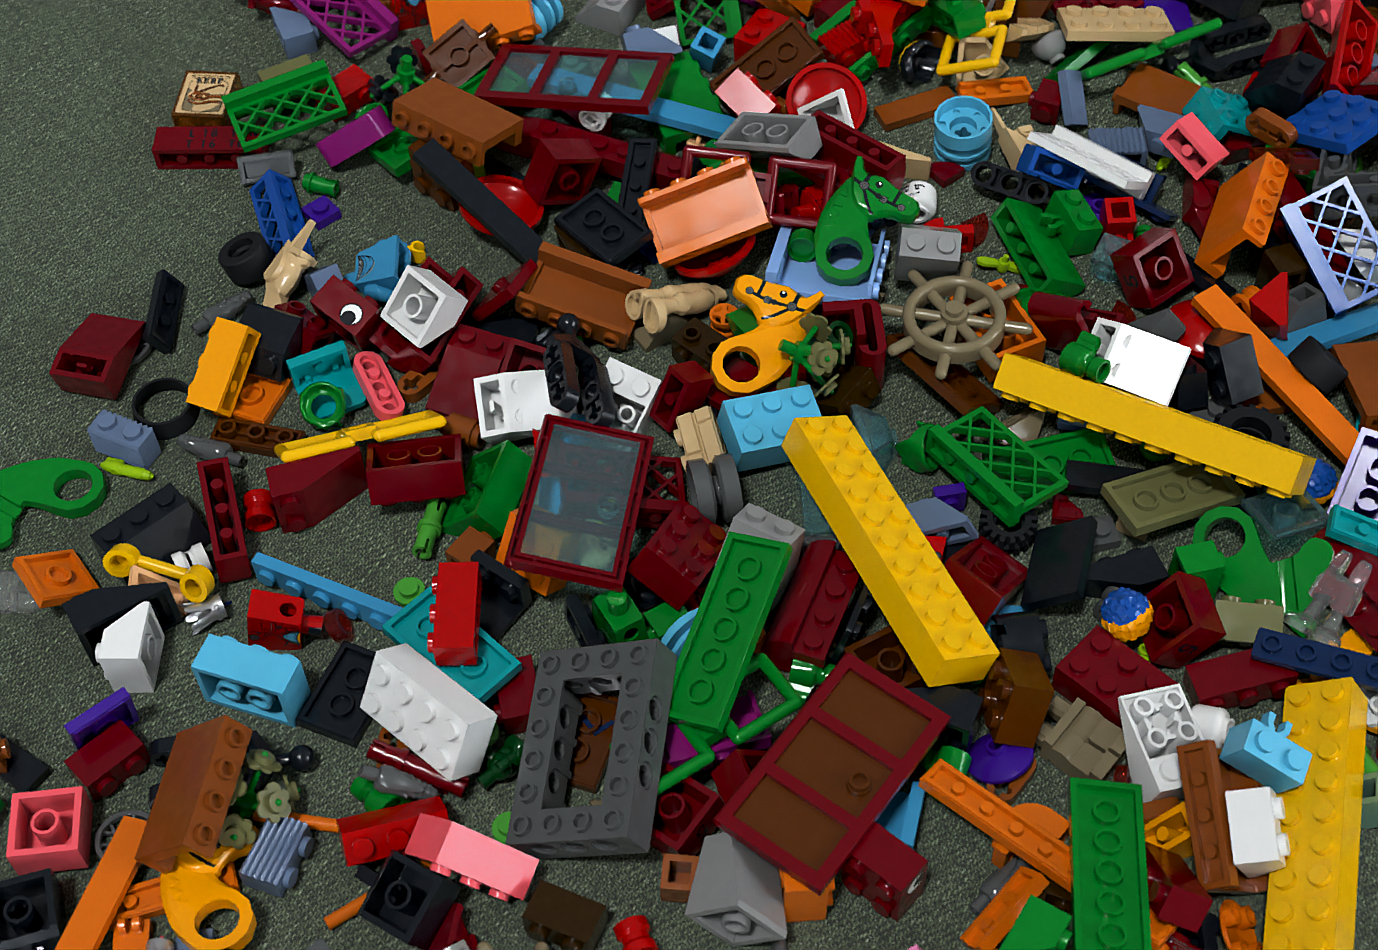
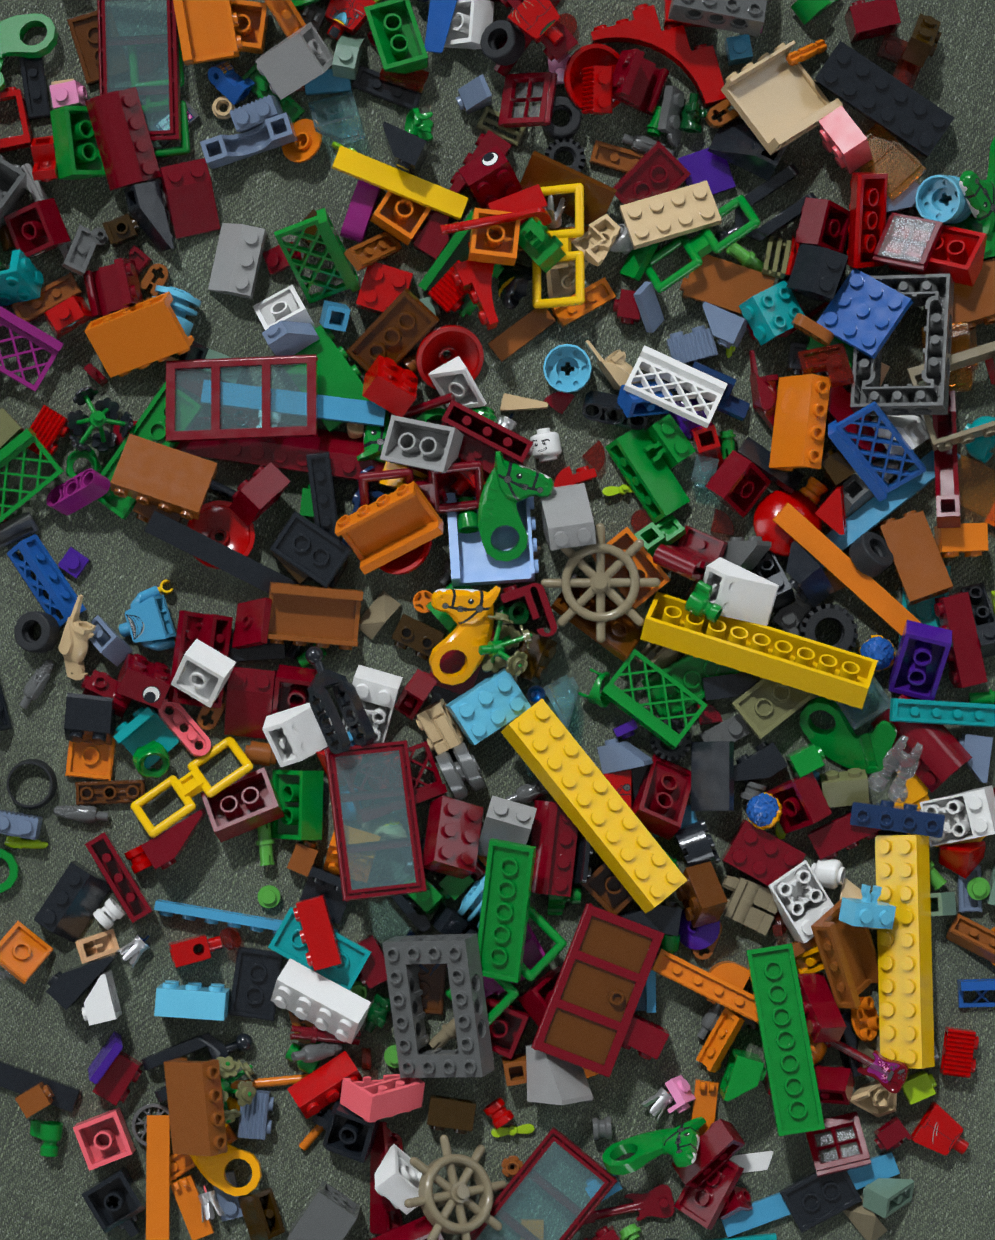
camera: 15 degrees left, 35 degrees up
(194, 582) = (122, 935): yellow piece -> none
(223, 367) = (68, 755): light orange brick -> none
(319, 184) = (63, 536): green pin -> none
(460, 54) = (133, 384): reddish brown plate -> none
(466, 815) = (365, 1059): none -> clear red tile
(682, 299) = (390, 596): tan piece -> none
(1194, 146) = (754, 357): coral brick -> none
(1227, 86) = (778, 244): none -> olive tile
(1256, 830) = (866, 967): white slope -> none

